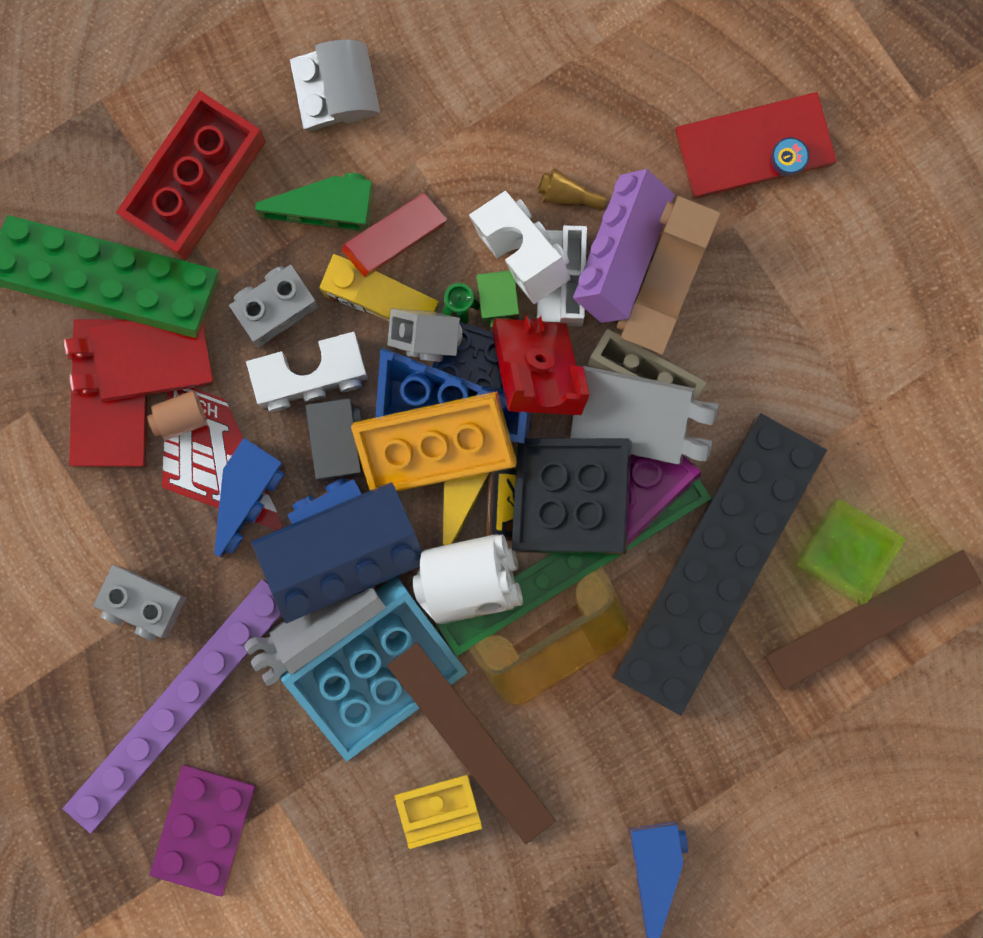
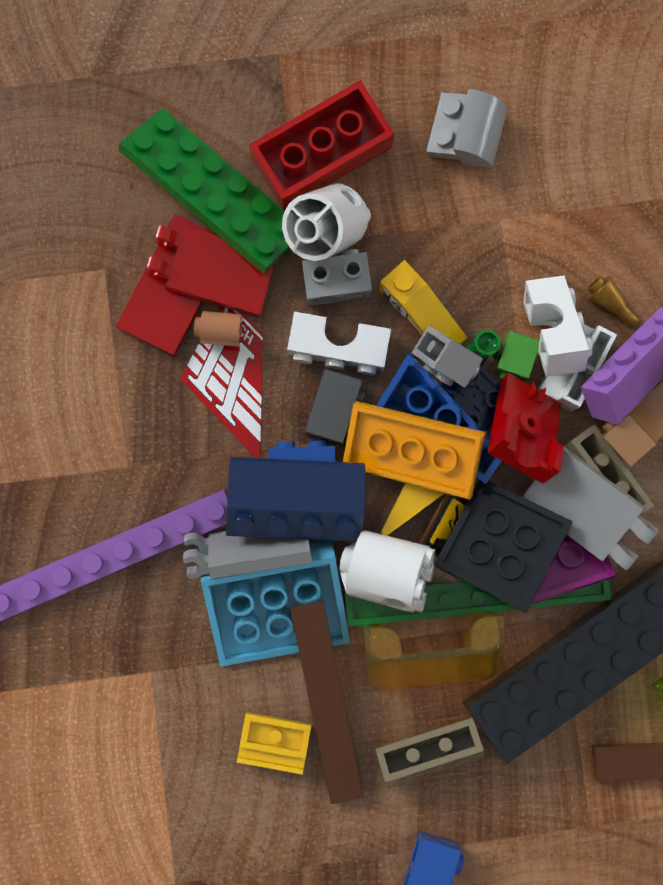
camera: 15 degrees right, 0 degrees up
(139, 602) = (118, 461): light grey brick -> none
(202, 830) = (80, 665): magenta plate -> none
(233, 254) = (325, 221): none -> white cylinder
(243, 485) = (246, 407): blue slope -> none
(326, 203) = (417, 218): green slope -> none
(394, 235) = (458, 268): tile -> none
(600, 743) = (430, 753): none -> dark tan brick

